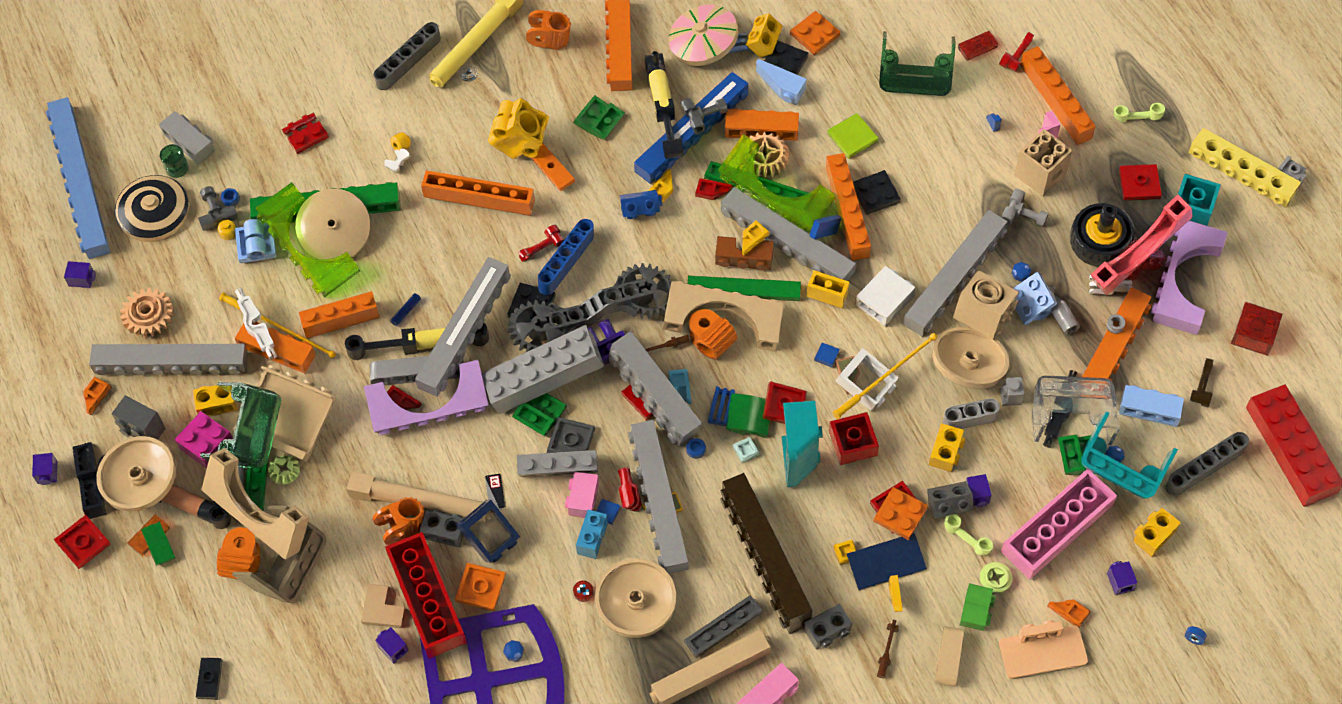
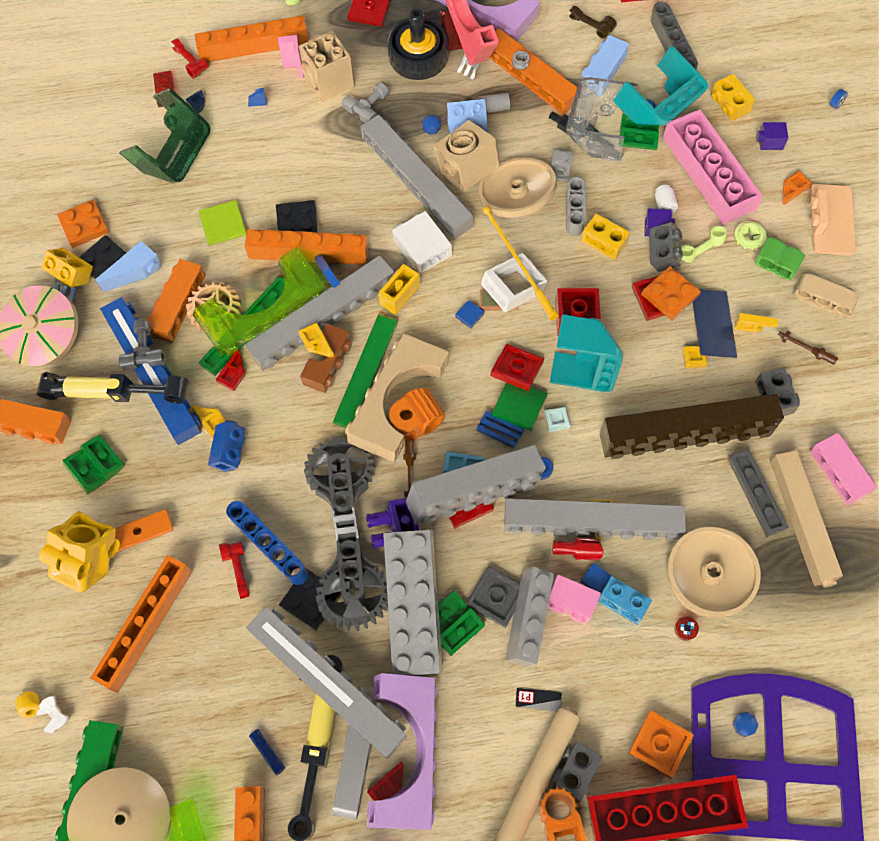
camera: 75 degrees left, 5 degrees up
(465, 524) = (578, 715): dark blue window -> none
(973, 75) = (196, 101): none -> dark blue tile
(1007, 493) = (666, 198): none -> white brick

